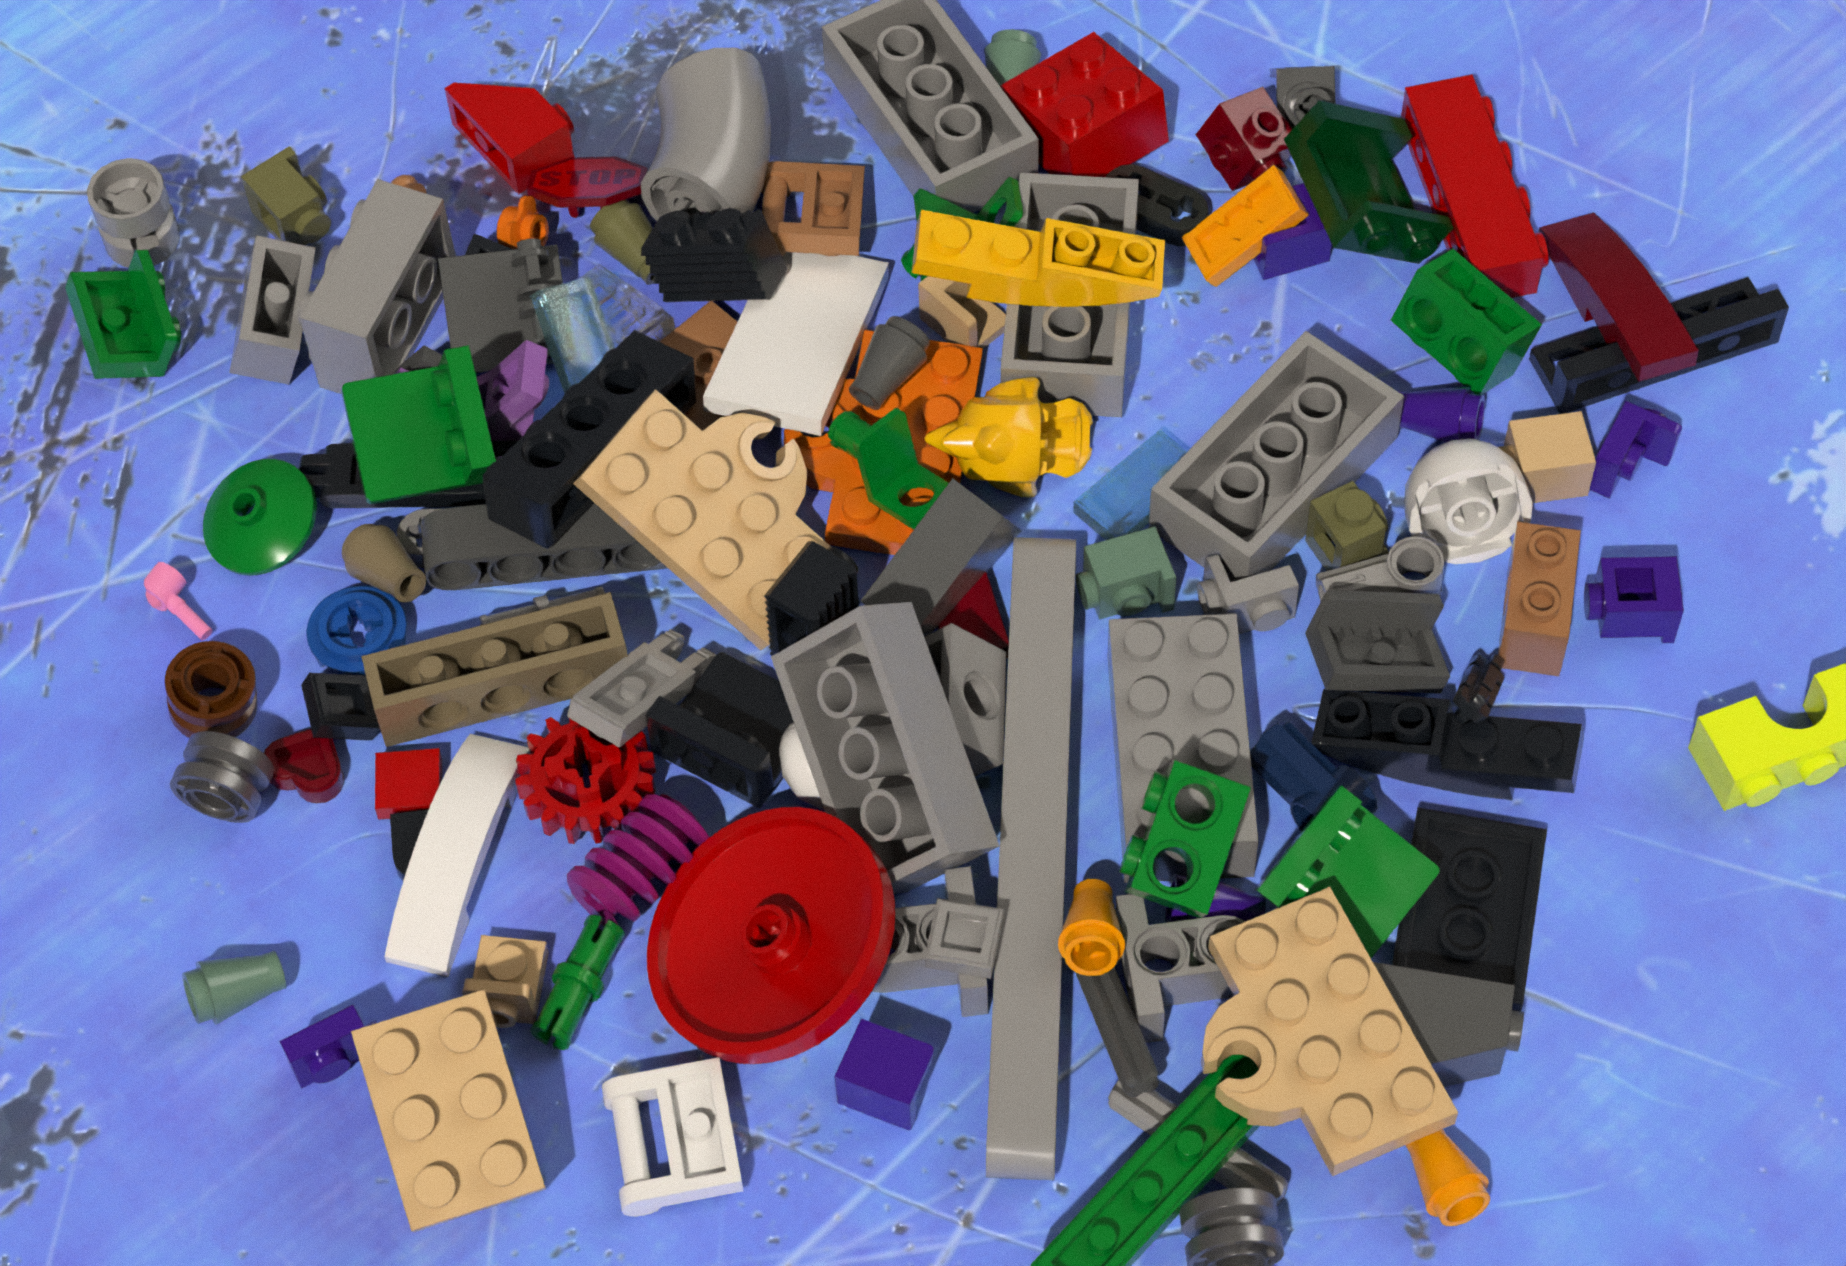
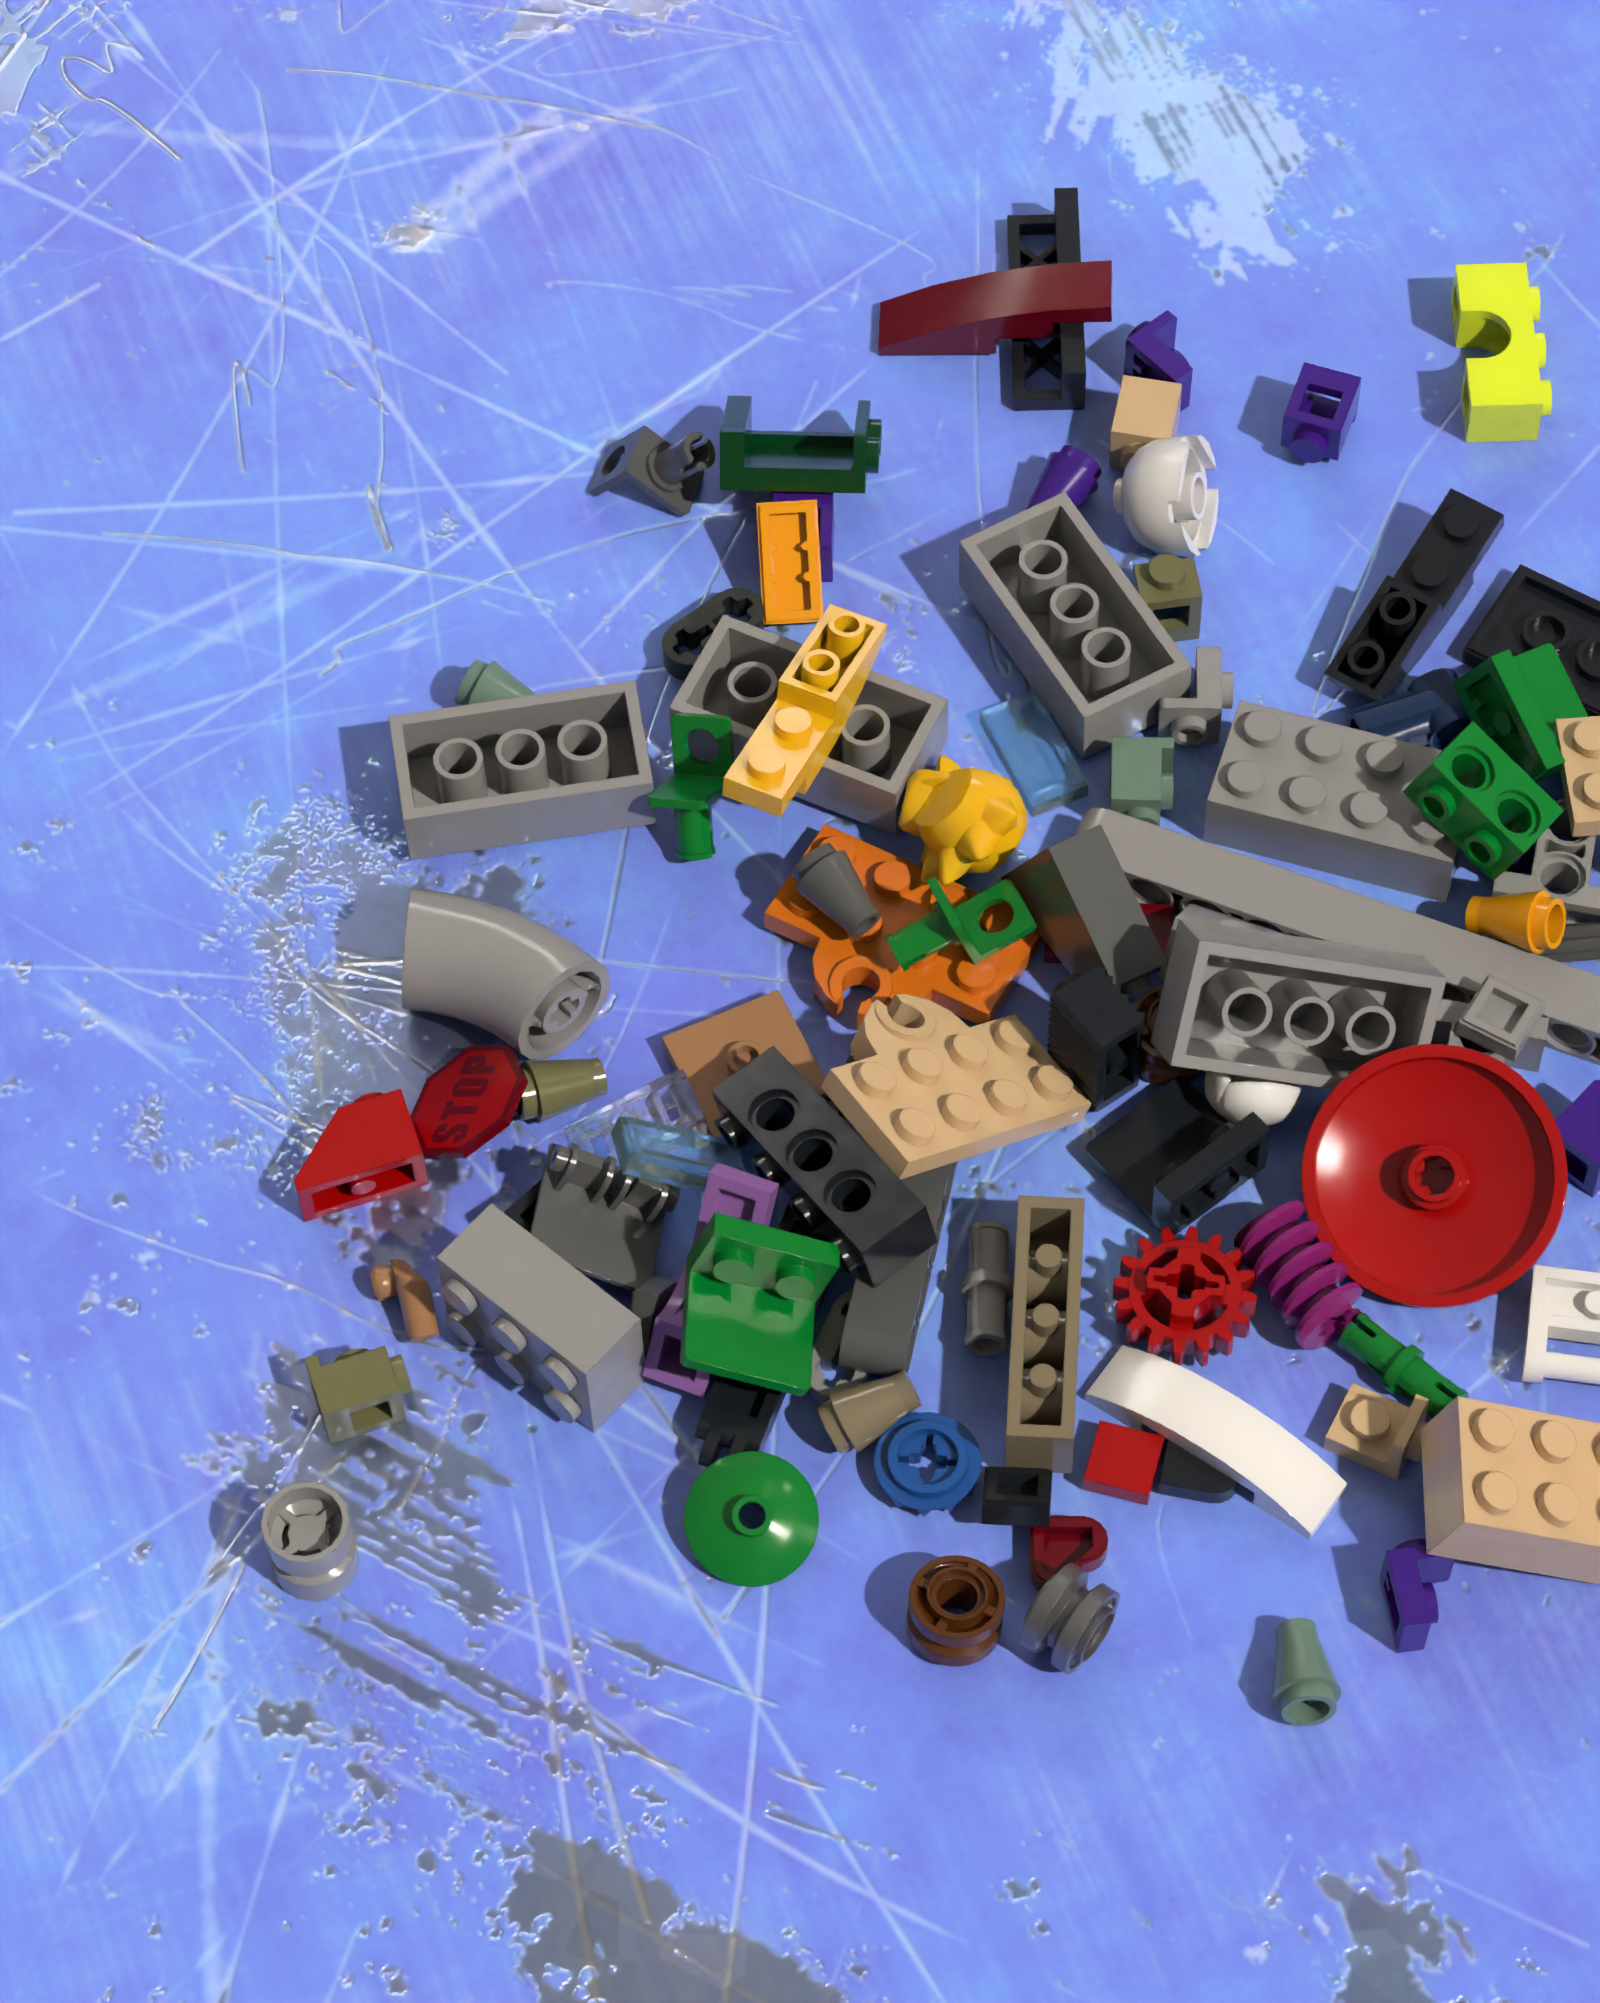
camera: 70 degrees left, 0 degrees up
(124, 319) = (441, 1583): green bracket -> none
(162, 592) = (802, 1637): bright pink hand -> none
(268, 322) = (509, 1431): light grey brick -> none
(521, 223) = (497, 1179): orange plate -> none
(621, 696) = (1124, 1212): light grey hinge -> none
(714, 256) = (635, 1005): black brick -> none
(800, 344) = (752, 969): white tile -> none
(829, 207) = (606, 898): medium nougat plate -> none
(958, 318) = (766, 838): tan panel -> none
(1089, 109) = (597, 633): red brick -> none
(1245, 138) = (691, 525): dark red brick -> none
(1378, 642) = (1297, 616): dark grey bracket -> none
(1386, 571) = (1228, 593): light grey piece -> none
(1465, 322) = (982, 429): green brick -> none
(1472, 182) = (822, 377): red brick -> none
(1478, 689) = (1375, 555): black axle -> none
(1538, 598) = (1293, 483): medium nougat brick -> none

